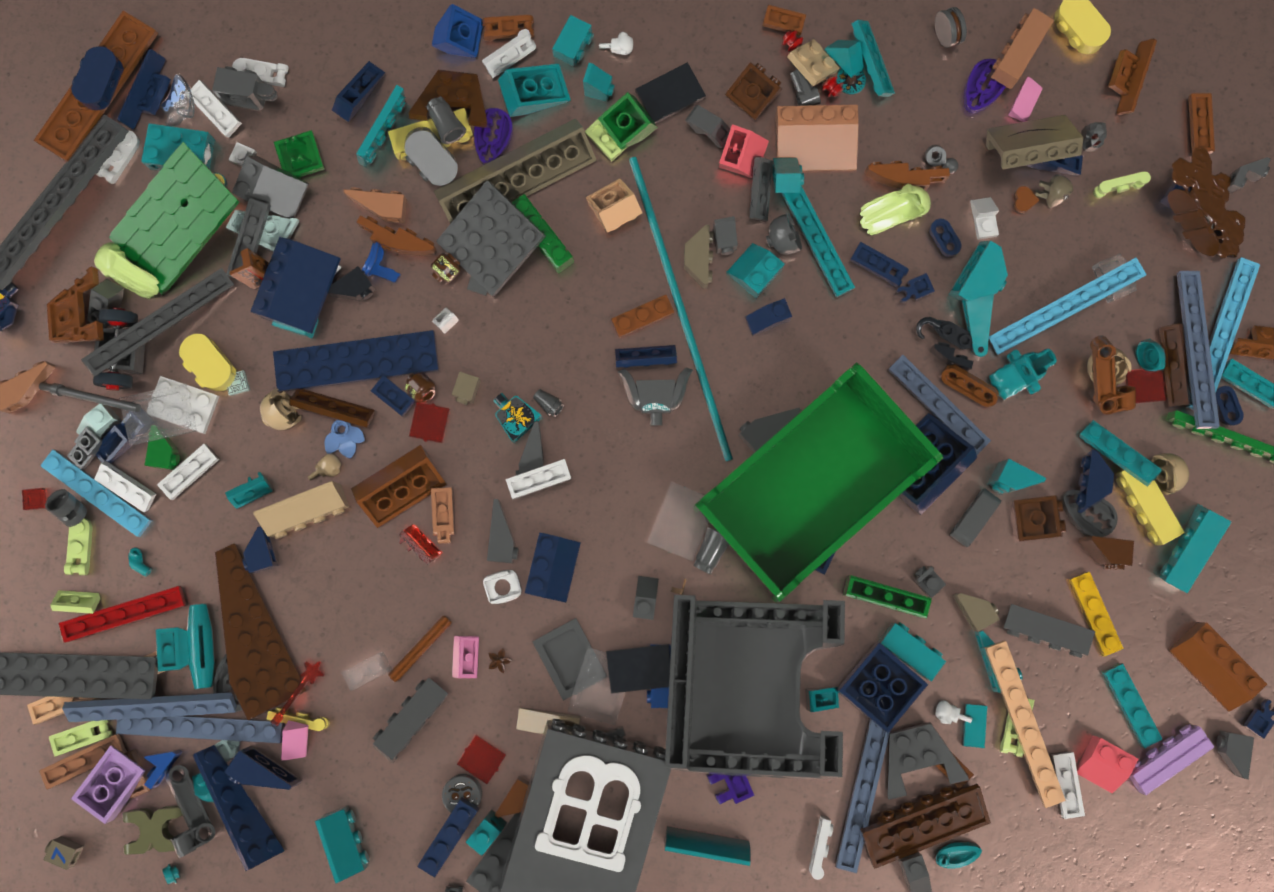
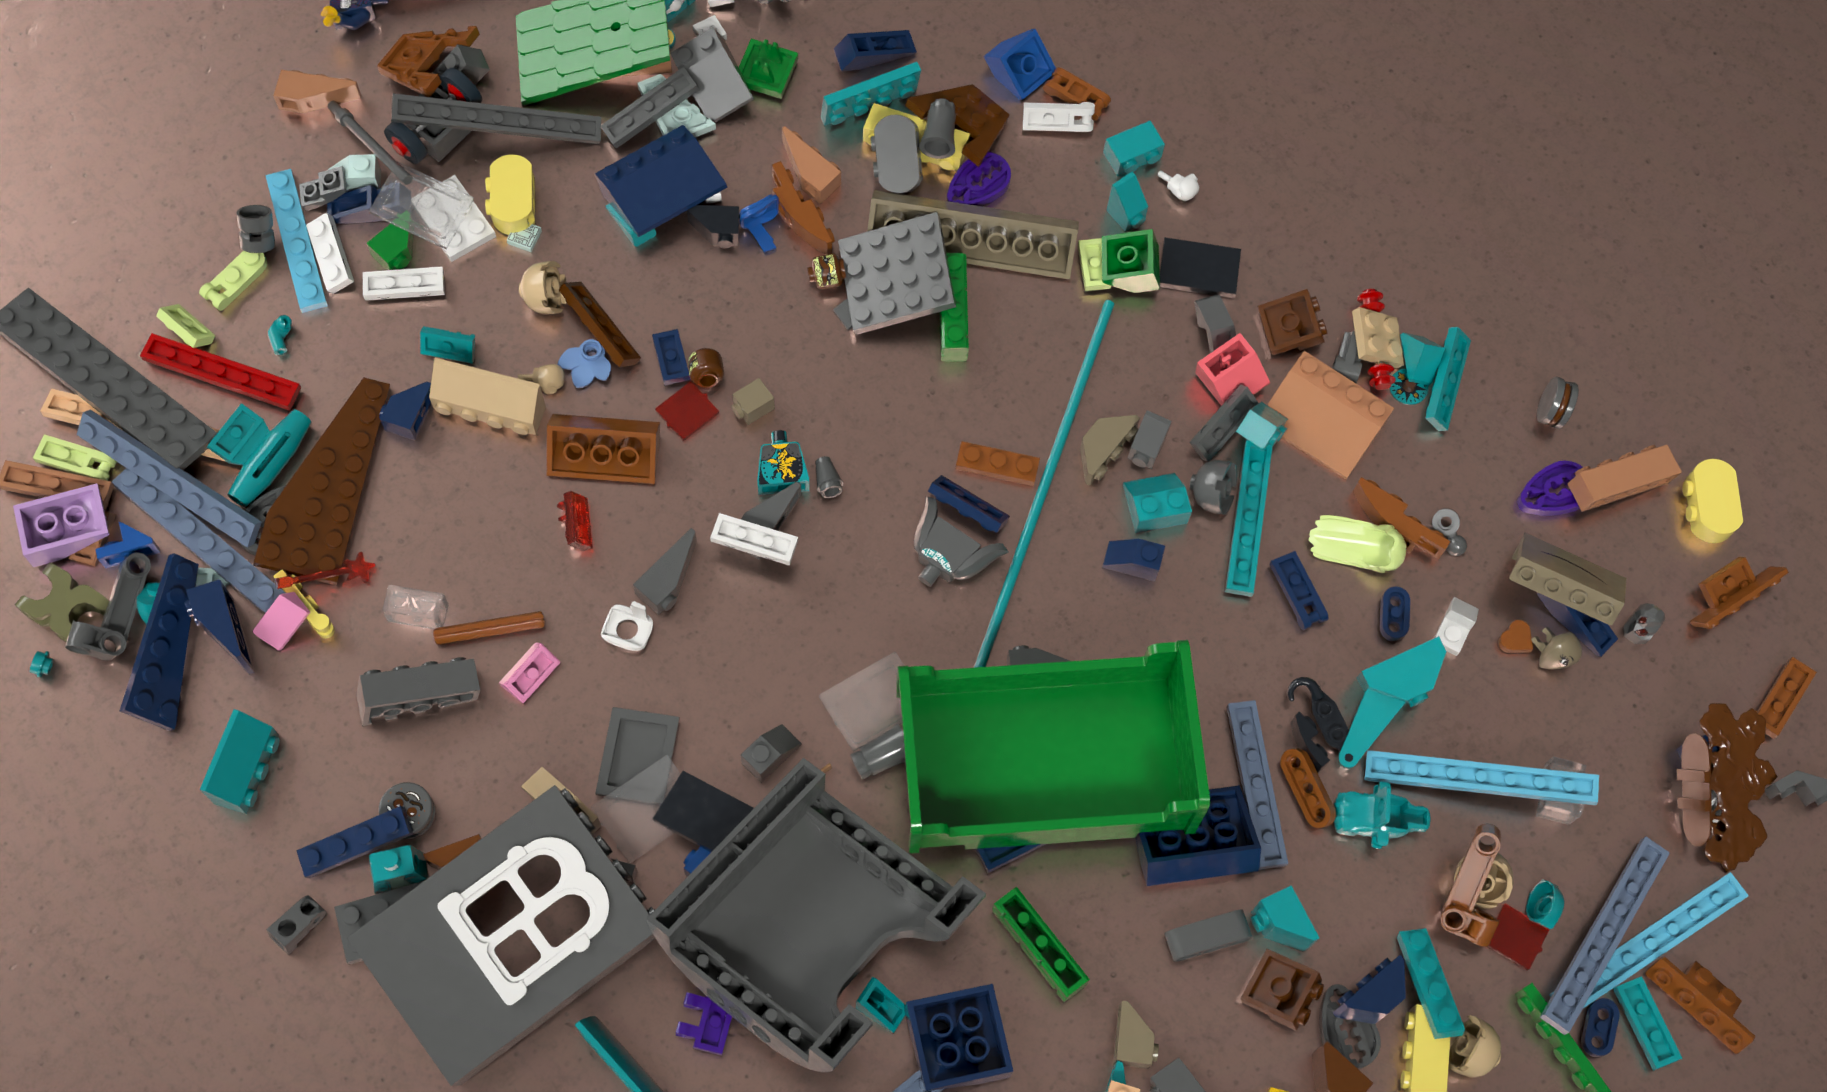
camera: 30 degrees right, 15 degrees down
(34, 499) = (230, 201): clear red tile -> none
(113, 264) = (503, 57): yellowish green hair -> none
(252, 270) = (628, 134): dark orange panel -> none
(355, 361) = (662, 298): dark blue plate -> none
(442, 514) = (625, 508): nougat hinge -> none
(445, 320) = (785, 324): white slope -> none
(481, 759) = (457, 792): clear red piece -> none
(499, 660) = (561, 702): reddish brown plant -> none
(533, 89) = (1056, 166): teal slope -> none
(552, 567) = (696, 645): dark blue slope -> none
(614, 205) = (1053, 333): light nougat slope -> none
(784, 19) = (1377, 276): dark orange plate -> none
(912, 651) = (1025, 1029): teal brick -> none
(917, 287) = (1326, 643): dark blue plate -> none
(929, 581) = (1102, 967): dark grey bracket -> none
(1025, 100) = (1592, 535): bright pink slope -> none
(1122, 184) = (1642, 696): yellowish green plate -> none
(1175, 365) = (1567, 936): reddish brown plate -> none

